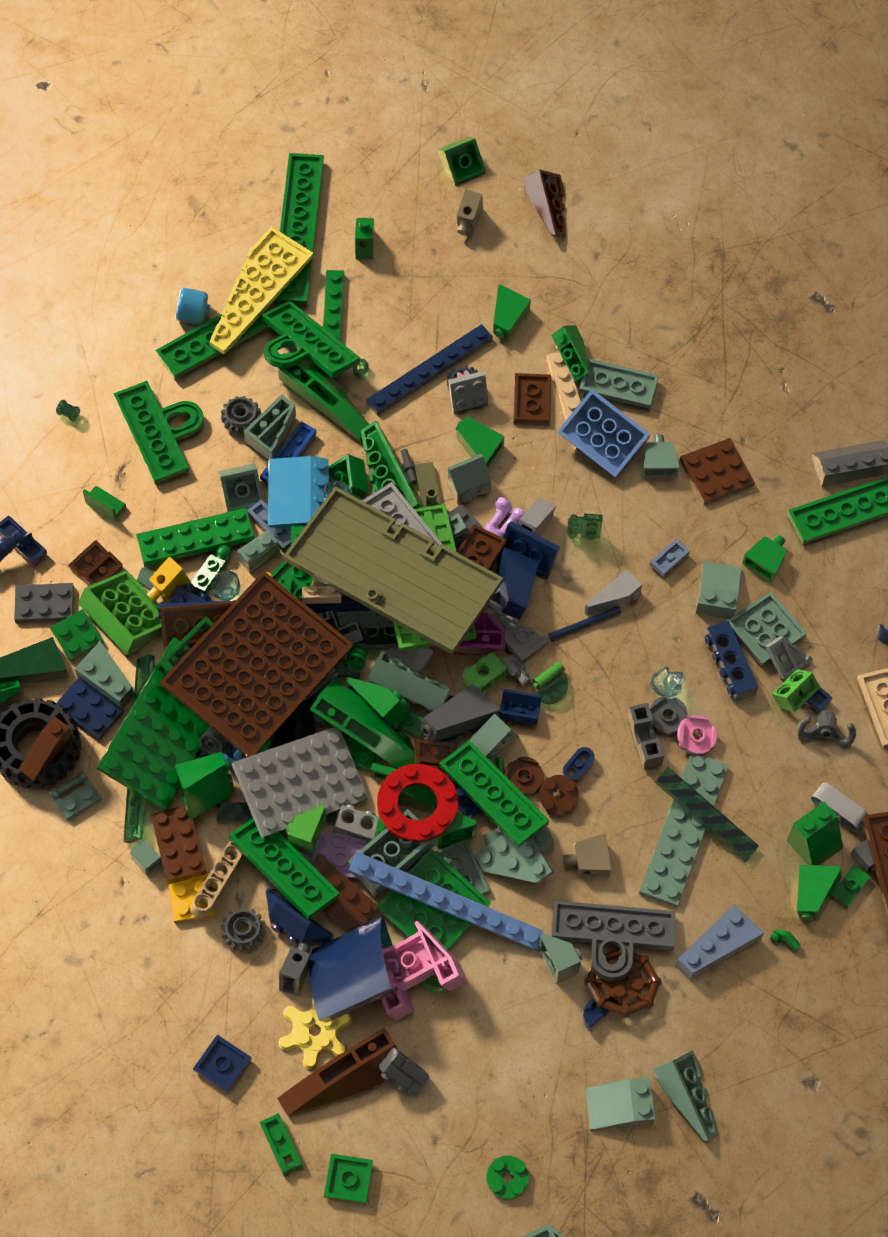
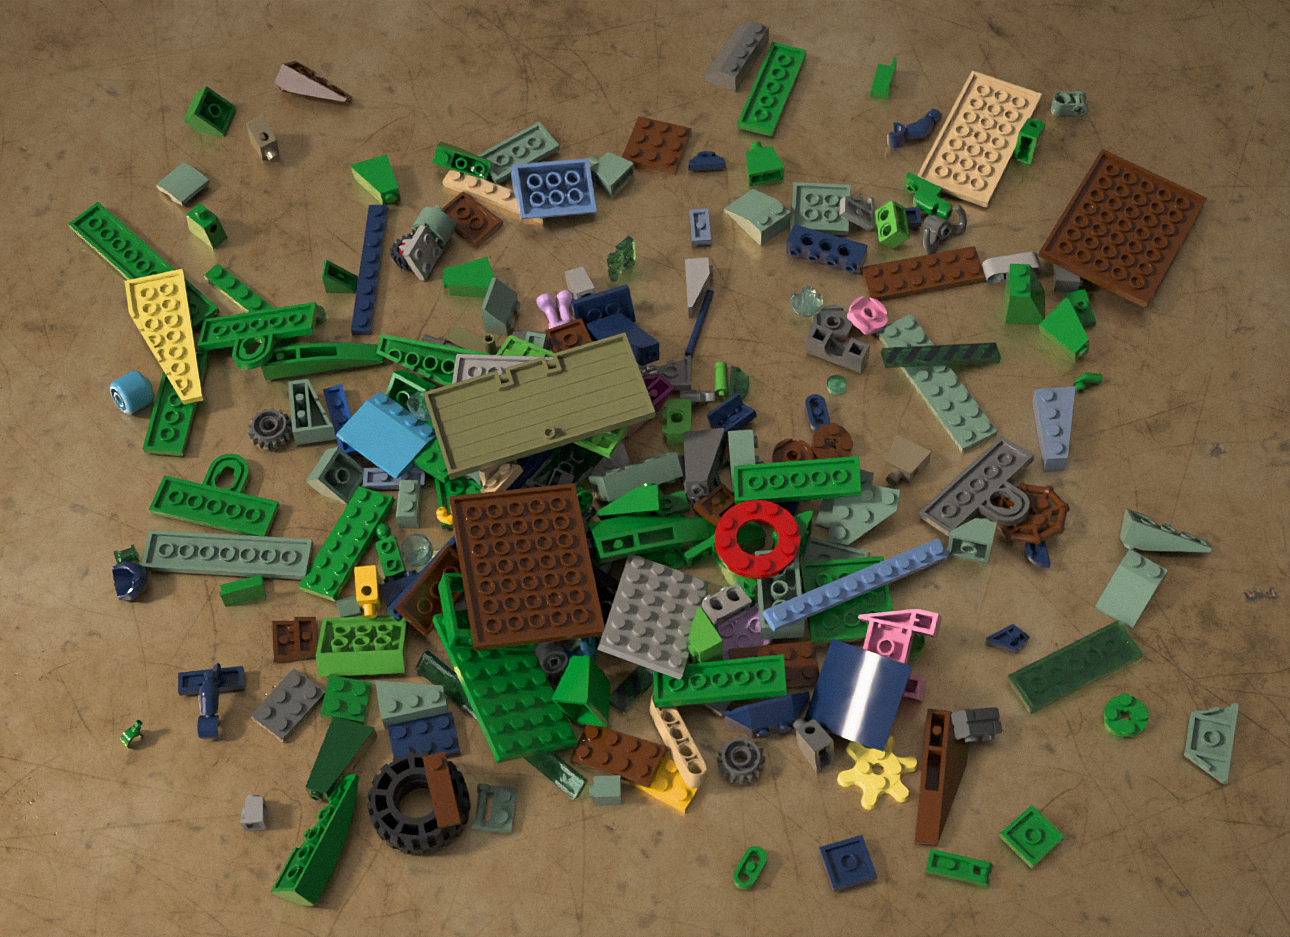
camera: 45 degrees left, 5 degrees down
(51, 428) = (129, 580): none -> dark blue hair
(122, 470) = (227, 554): none -> sand green plate
(165, 999) = (750, 869): none -> green plate
(388, 193) = (182, 183): none -> sand green slope
(399, 355) = (338, 279): none -> green slope
(498, 381) = (437, 222): none -> sand green brick
(503, 1045) = (1009, 638): none -> dark blue piece
(518, 1109) = (1074, 666): none -> clear green plate
(617, 759) = (836, 384): none -> clear green tile
(733, 515) = (706, 161): none -> dark blue plate
(775, 747) = (923, 274): none -> reddish brown plate
(848, 698) = (927, 196): none -> green plate

